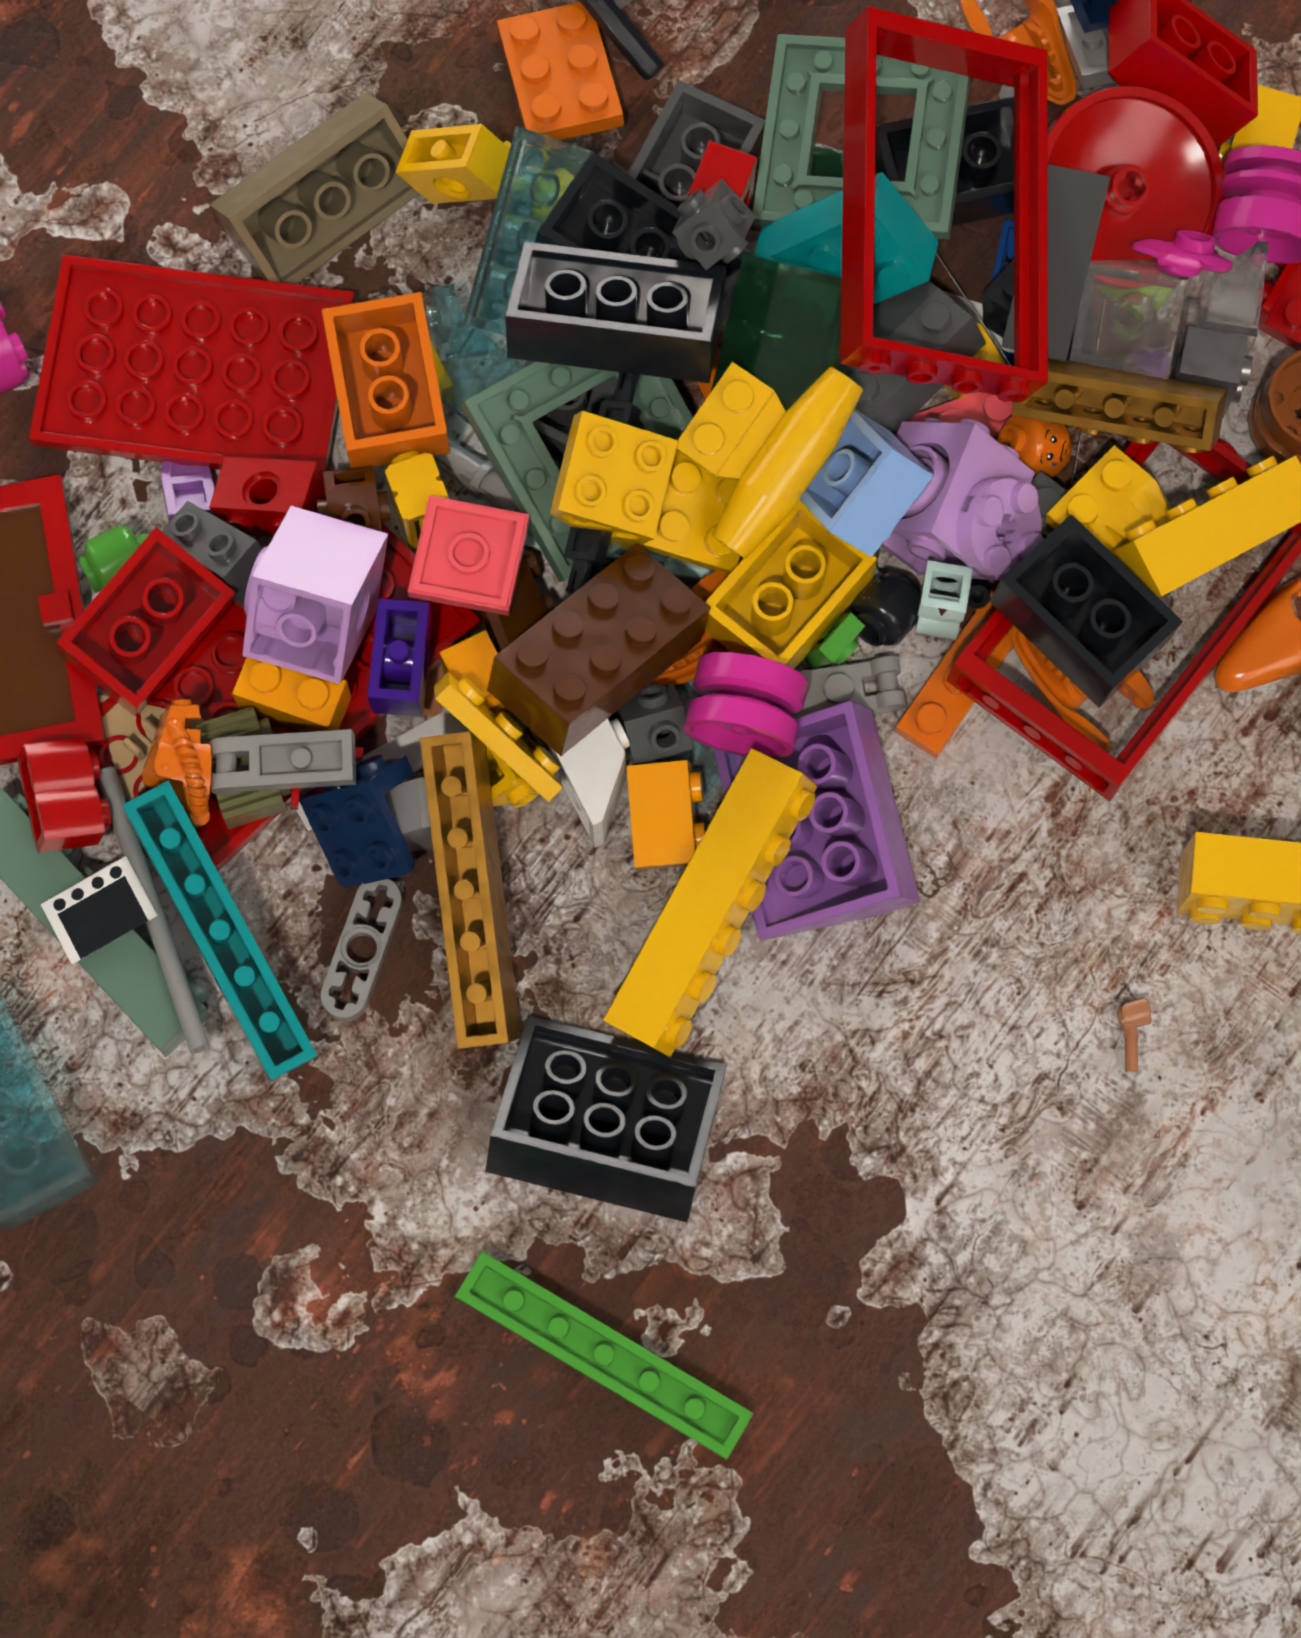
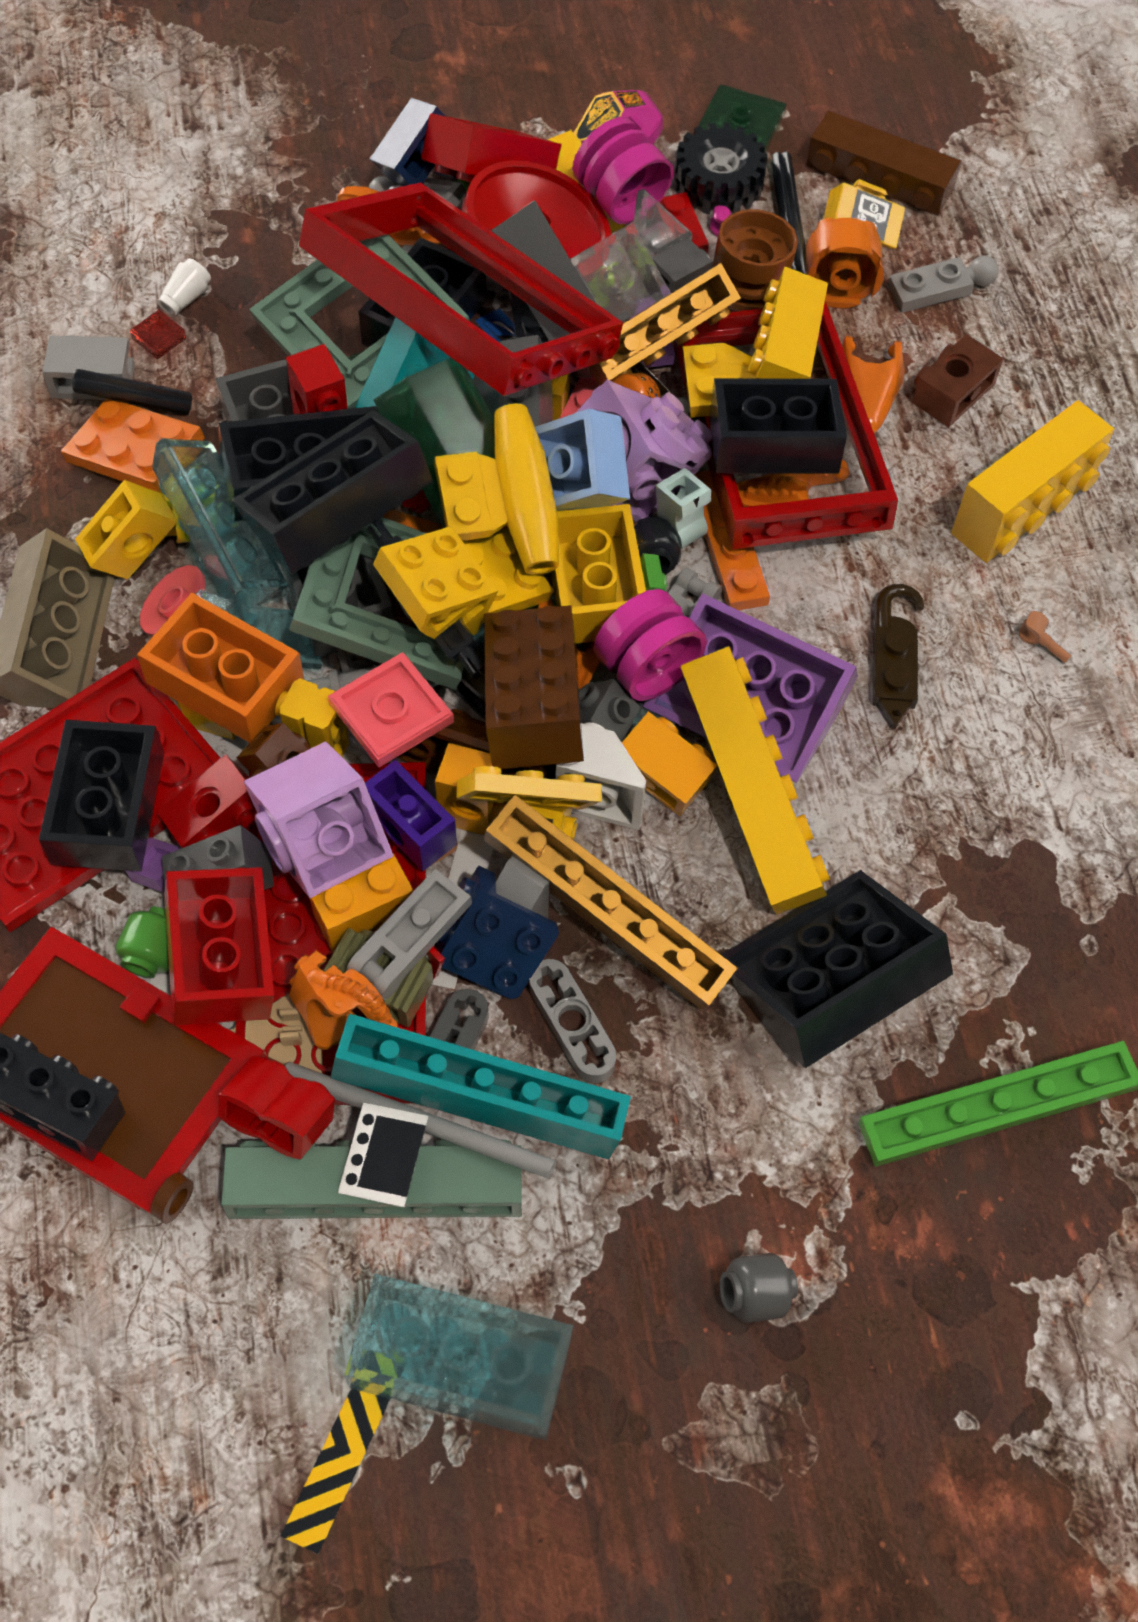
camera: 50 degrees left, 15 degrees down
(192, 403) = (102, 795): none -> black brick
(262, 1289) = (758, 1288): none -> dark grey head
(264, 857) = (449, 1020): none -> dark grey beam
(435, 262) = (169, 595): none -> coral dish
(713, 225) = (329, 387): dark grey brick -> none
(985, 914) = (895, 655): none -> dark brown plate
(1186, 255) = (610, 222): dark pink plate -> none

